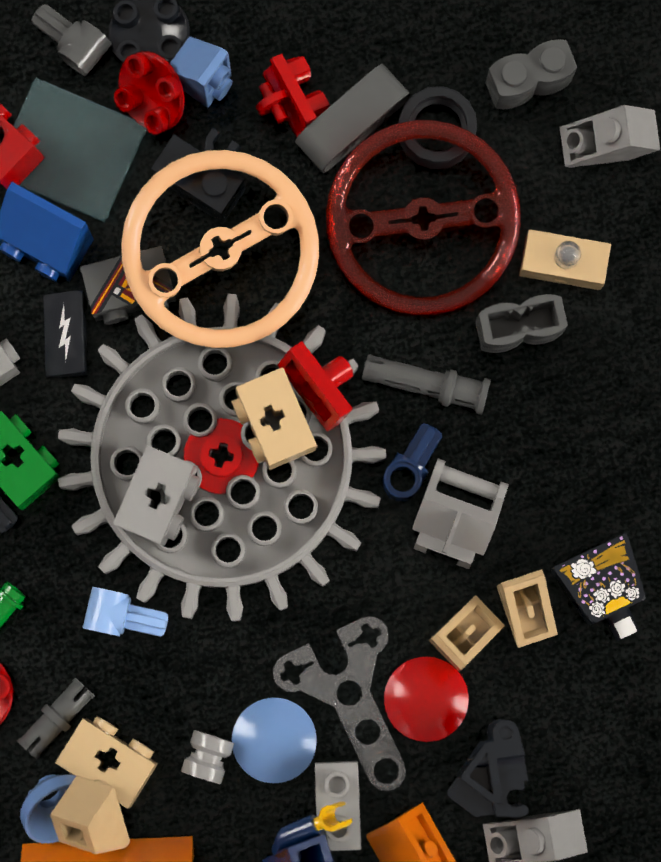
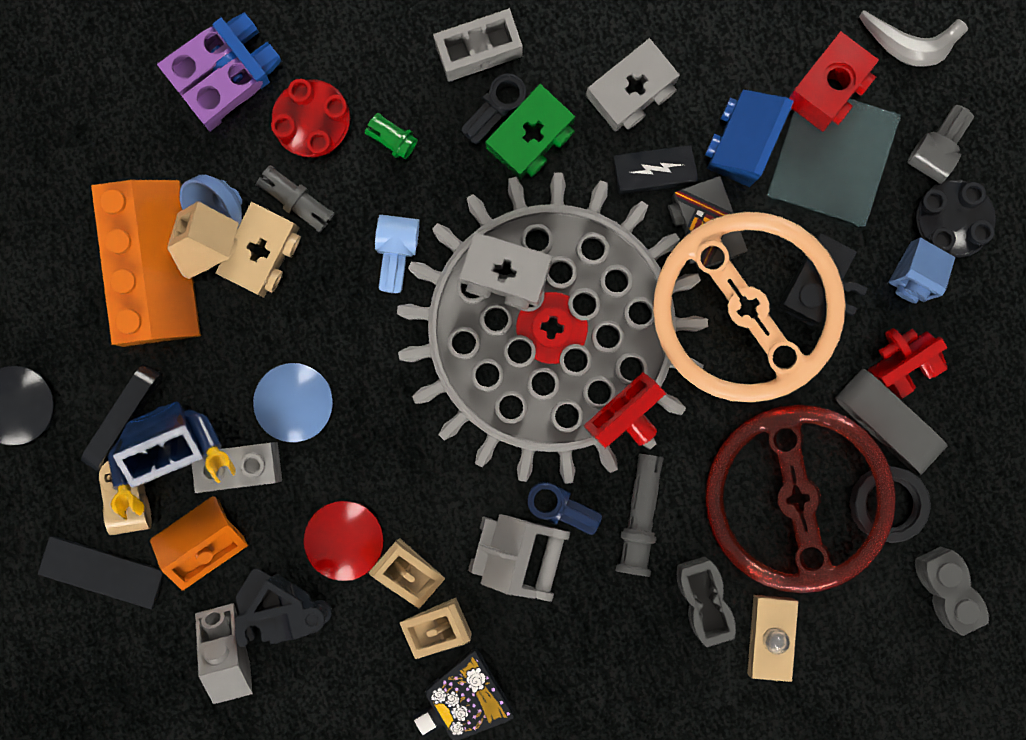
camera: 90 degrees right, 5 degrees up
(150, 91) = (897, 225): red dish -> none
(206, 760) = (267, 341): light grey wheel -> none
(274, 394) = (613, 373): tan brick -> none
(360, 670) = (344, 444): clear beam -> none
(610, 136) = (897, 672): light grey slope -> none

